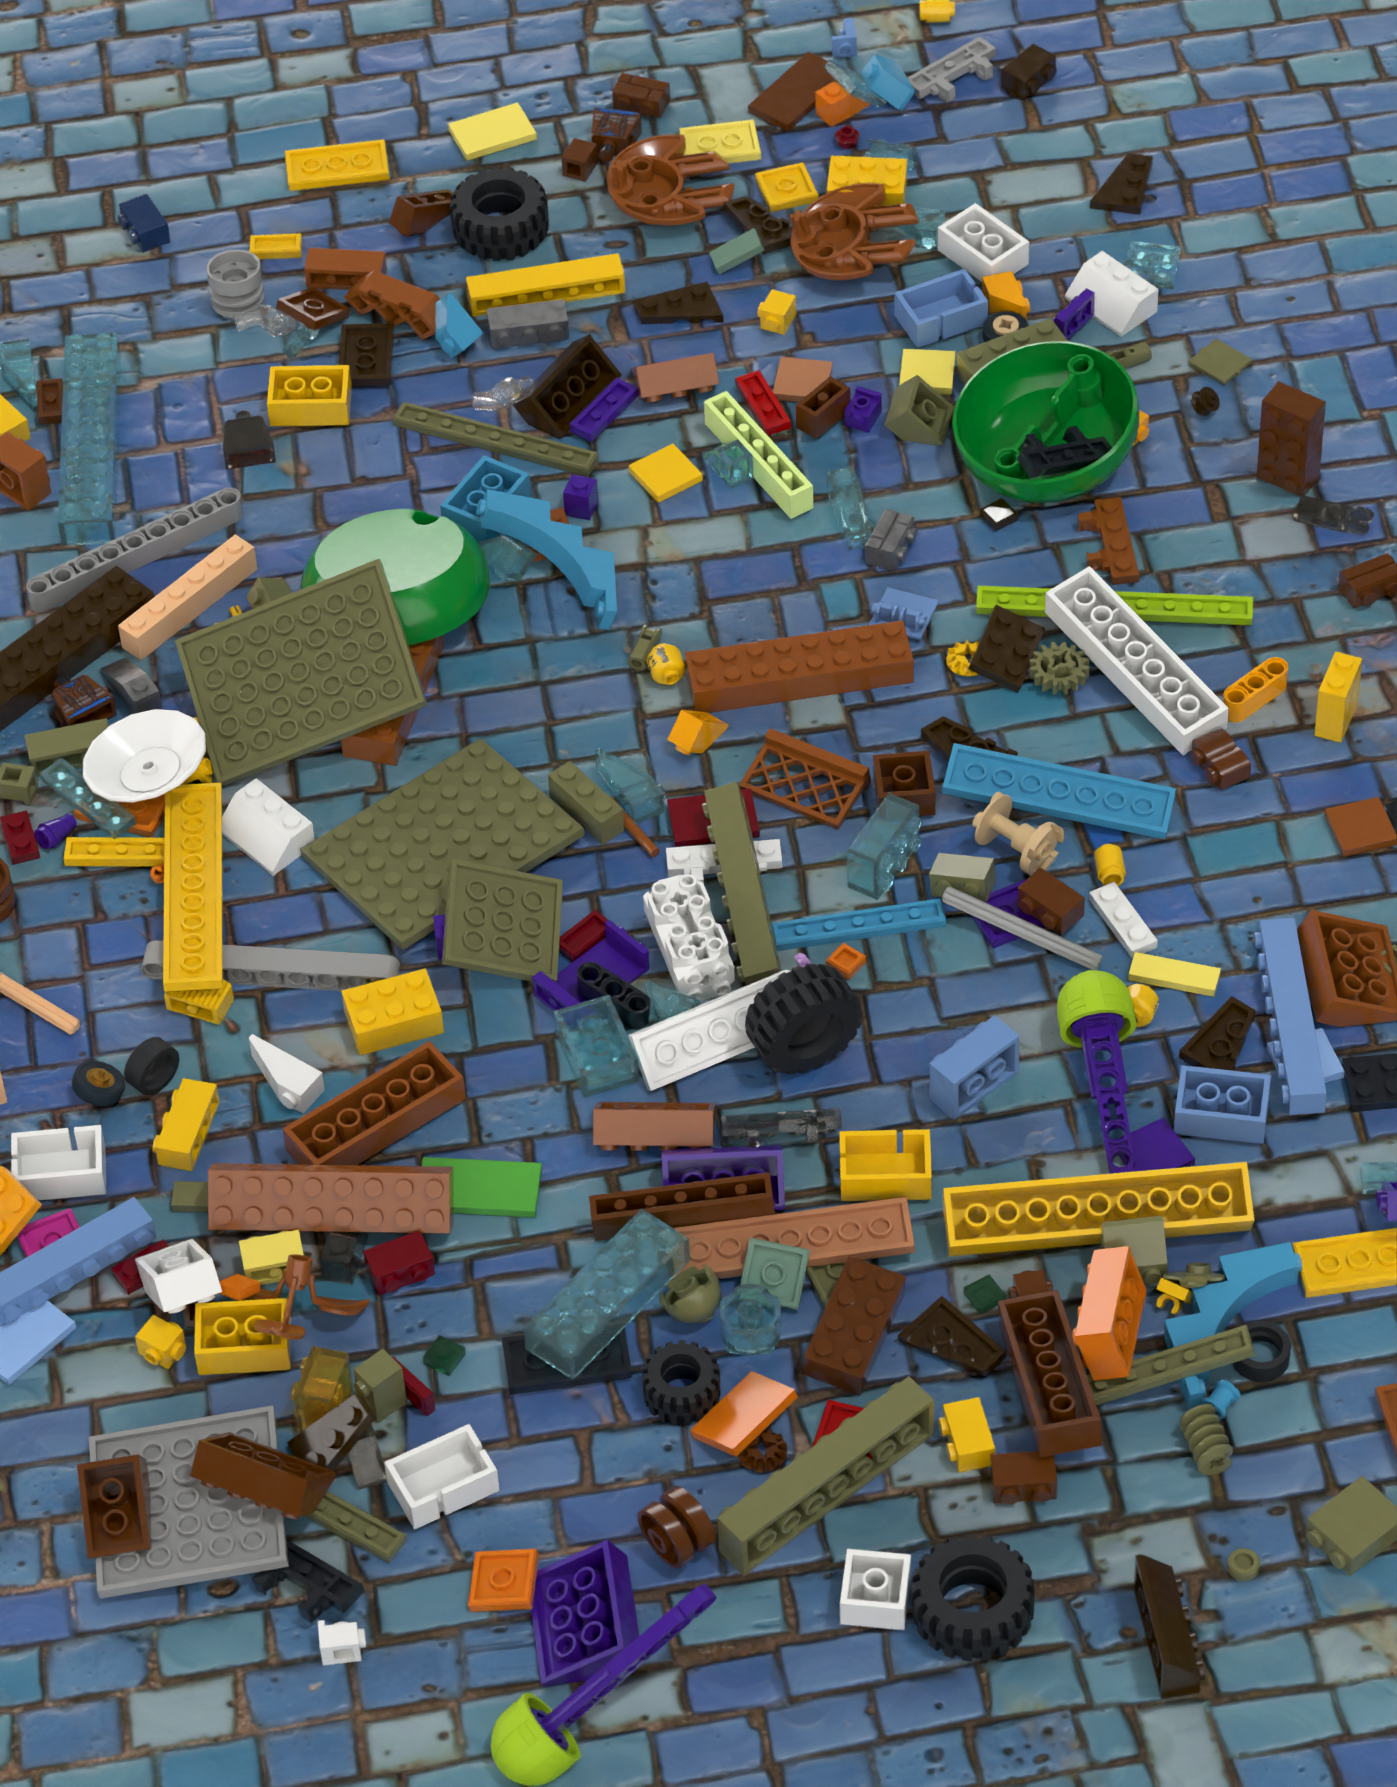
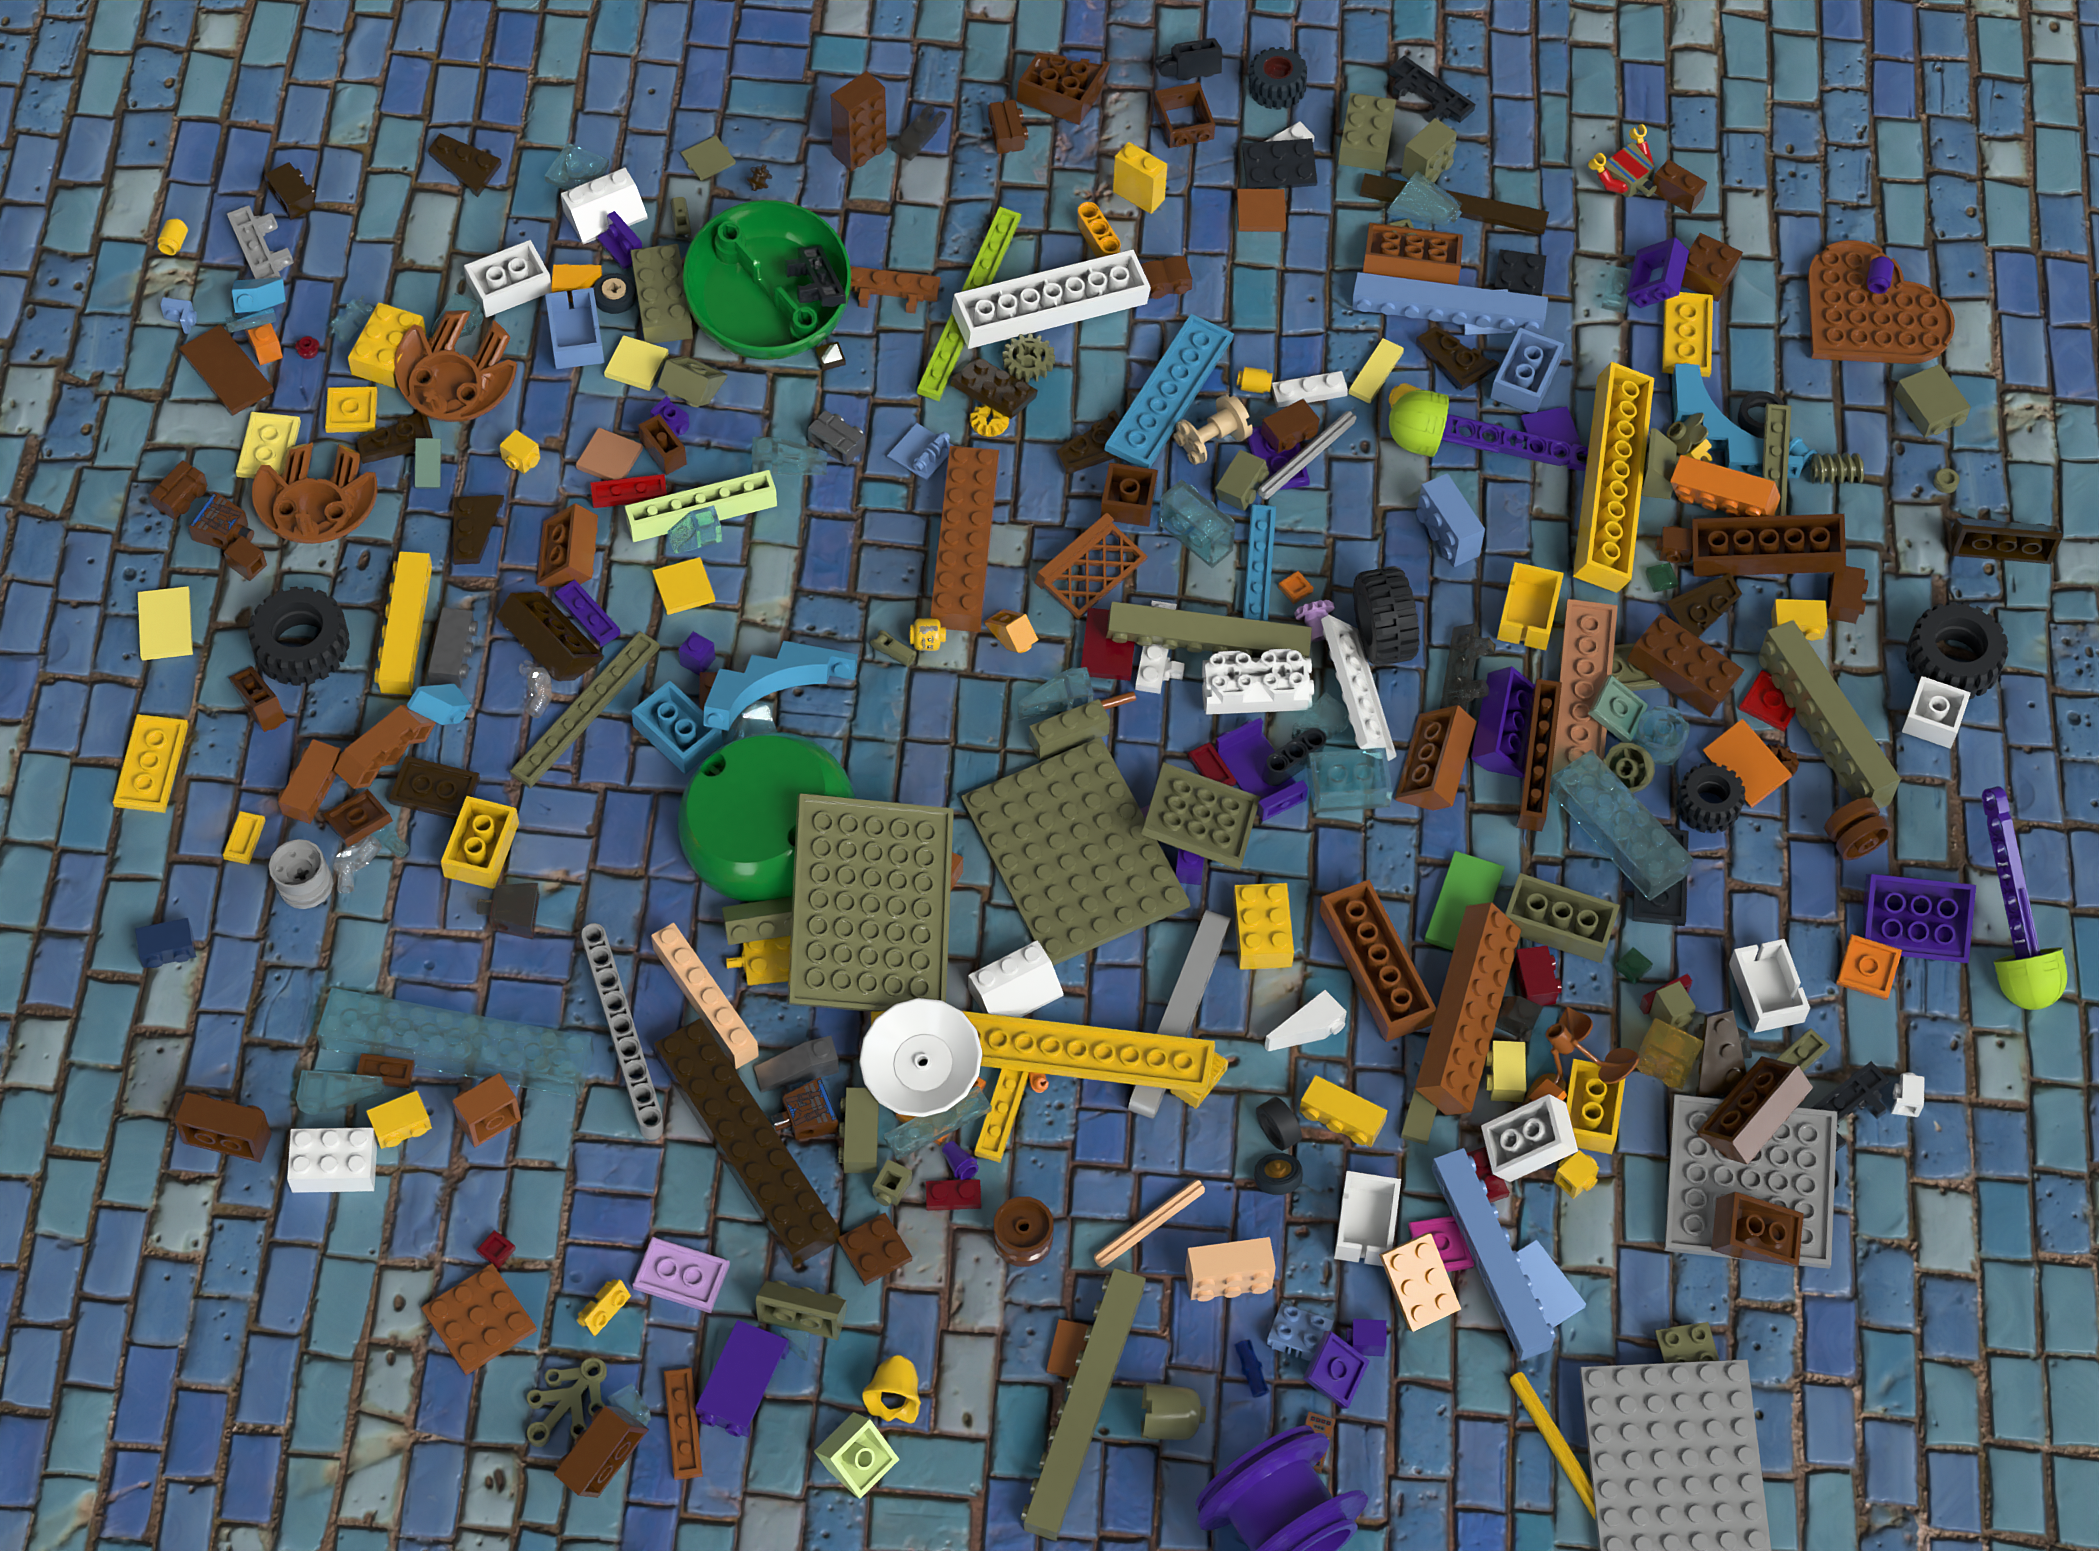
camera: 80 degrees left, 10 degrees up
(475, 1266) = (1562, 917): none -> olive brick

